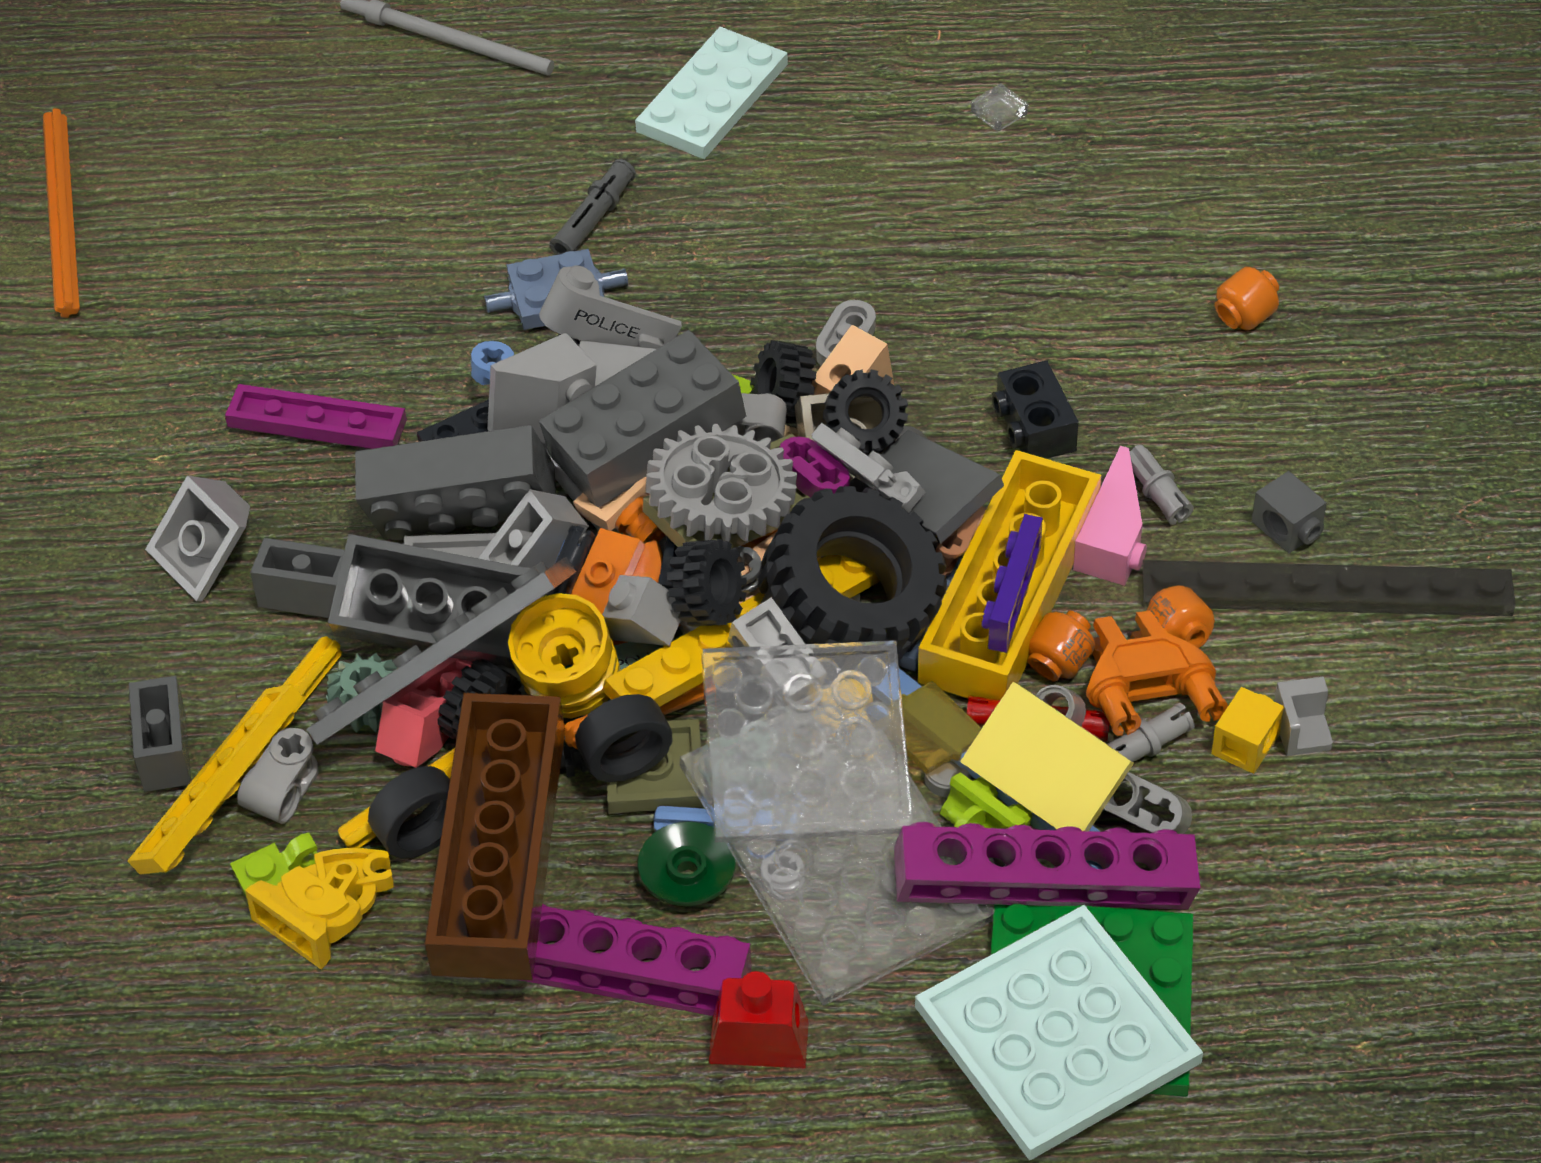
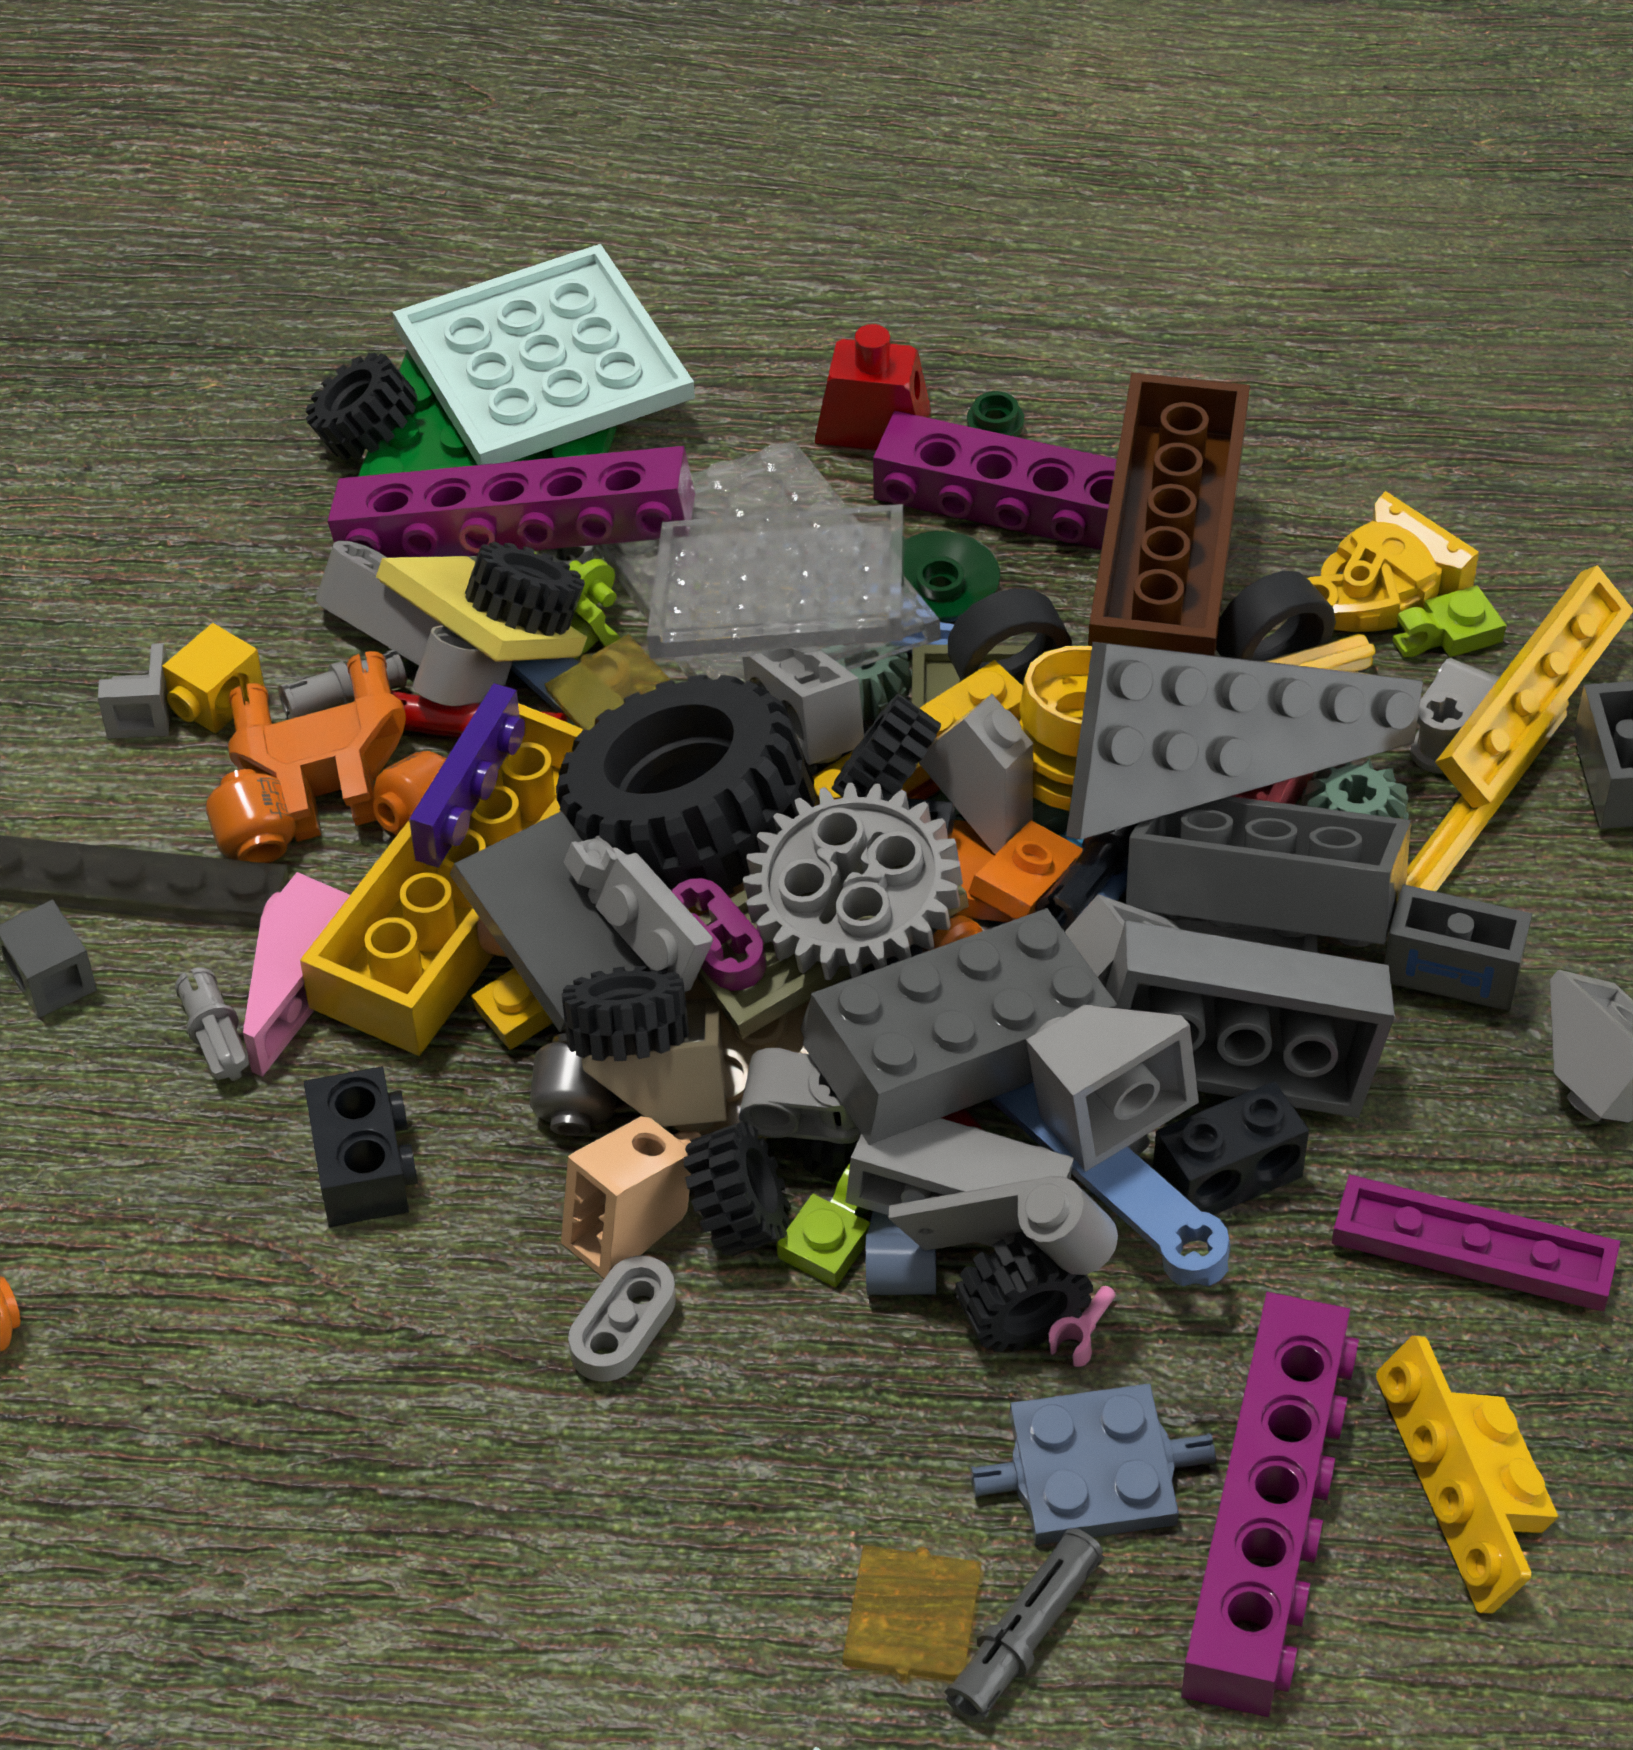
camera: 175 degrees left, 0 degrees up
(330, 299) = (1471, 1471): none -> yellow bracket
(452, 273) = (1223, 1661): none -> magenta brick
(648, 1030) = (996, 413): none -> dark green plate
(657, 221) = (912, 1613): none -> clear yellow piece
(984, 749) = (524, 588): none -> black tyre
(1192, 990) = (361, 406): none -> black tyre

